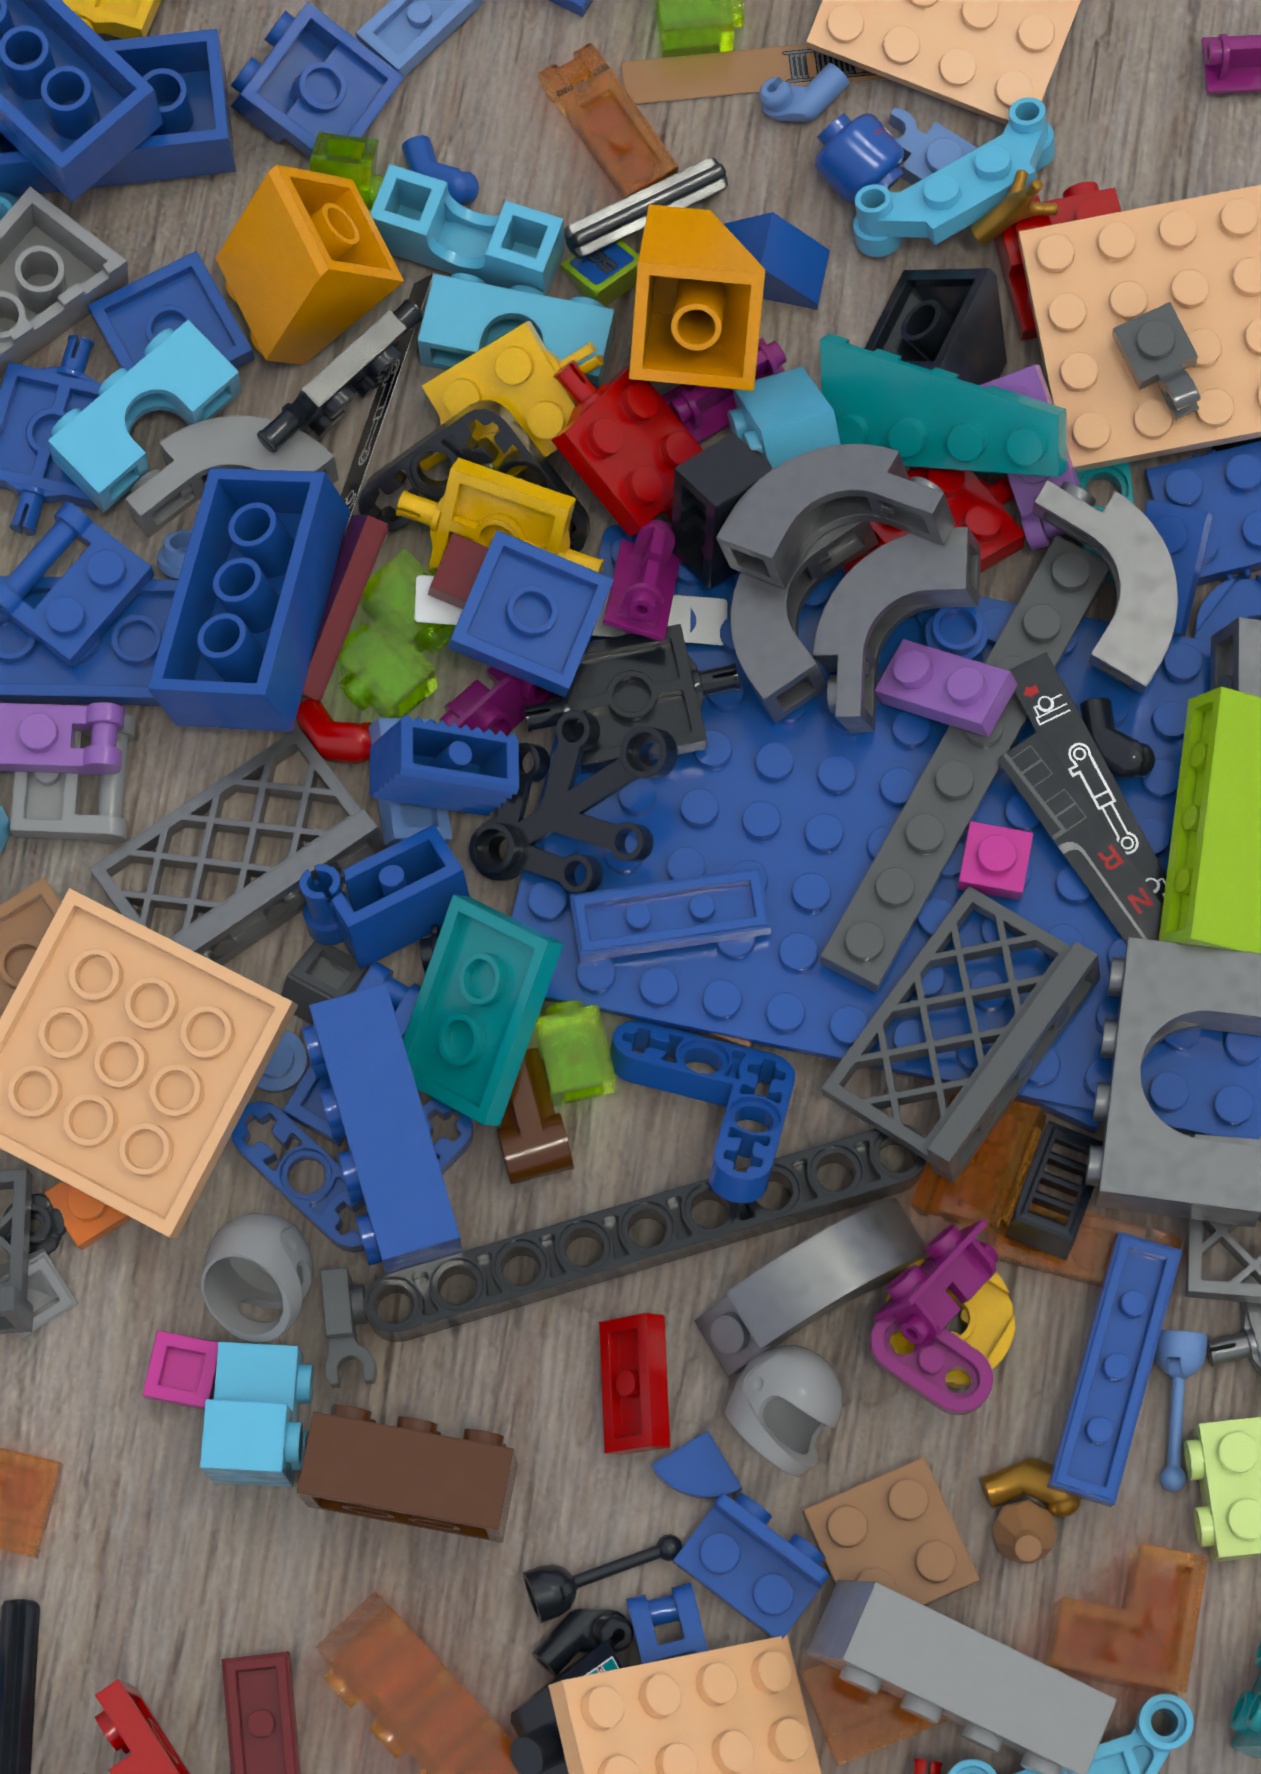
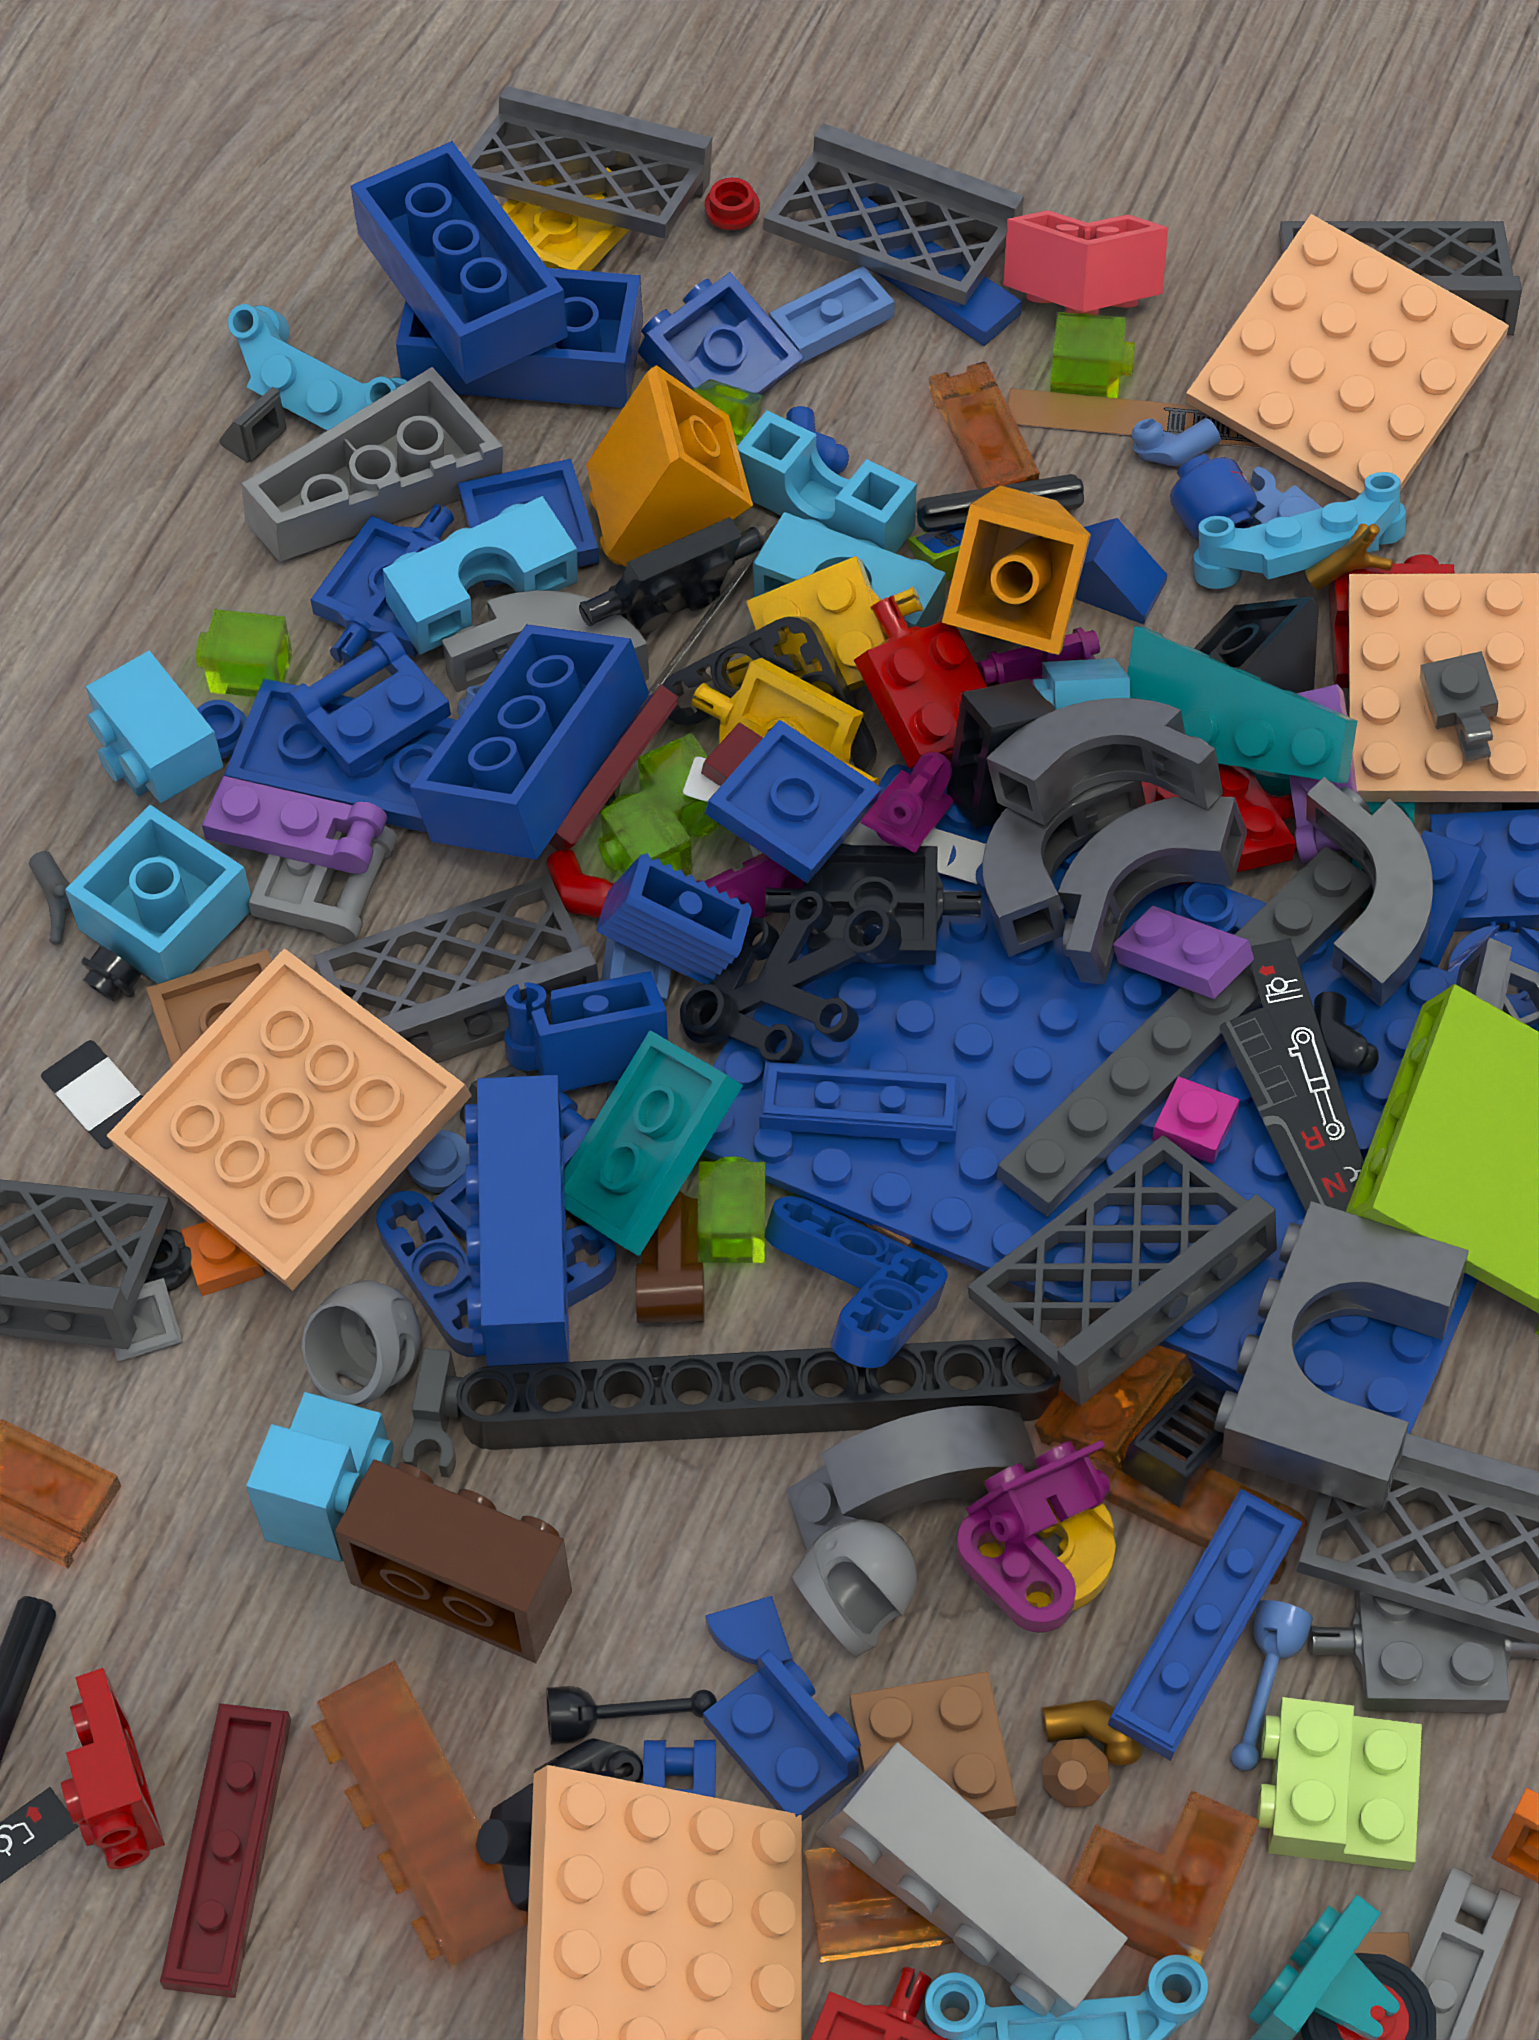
camera: 15 degrees right, 15 degrees down
(181, 1370) = (254, 1412): dark pink plate -> none
(634, 1384) = (709, 1533): red plate -> none

